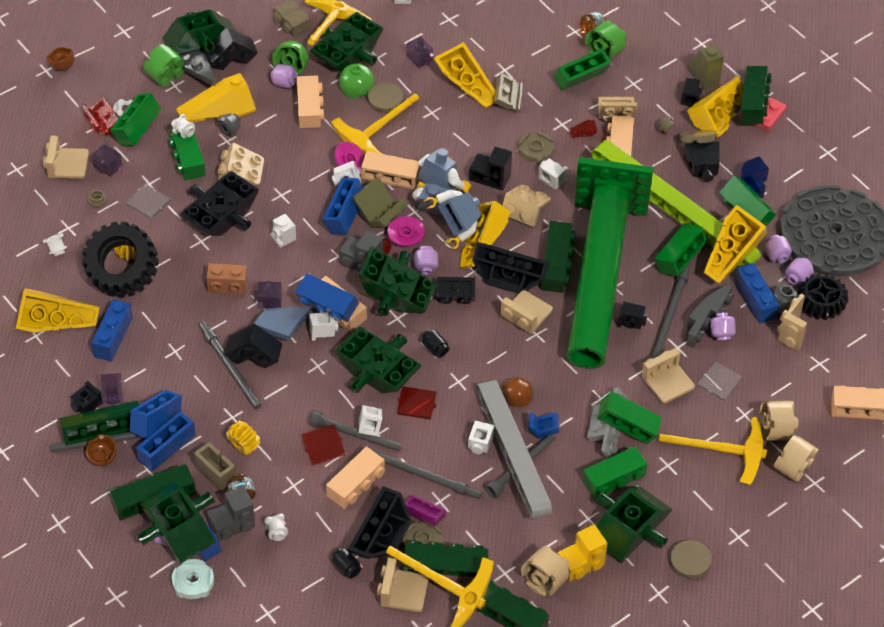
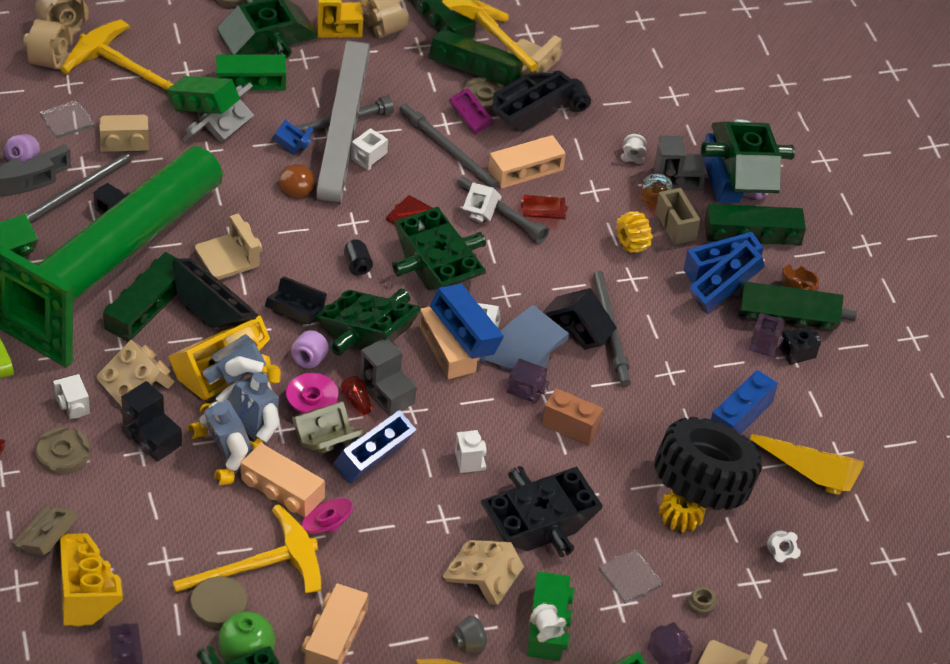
camera: 160 degrees left, 5 degrees down
(348, 169) = (348, 486): white brick -> none

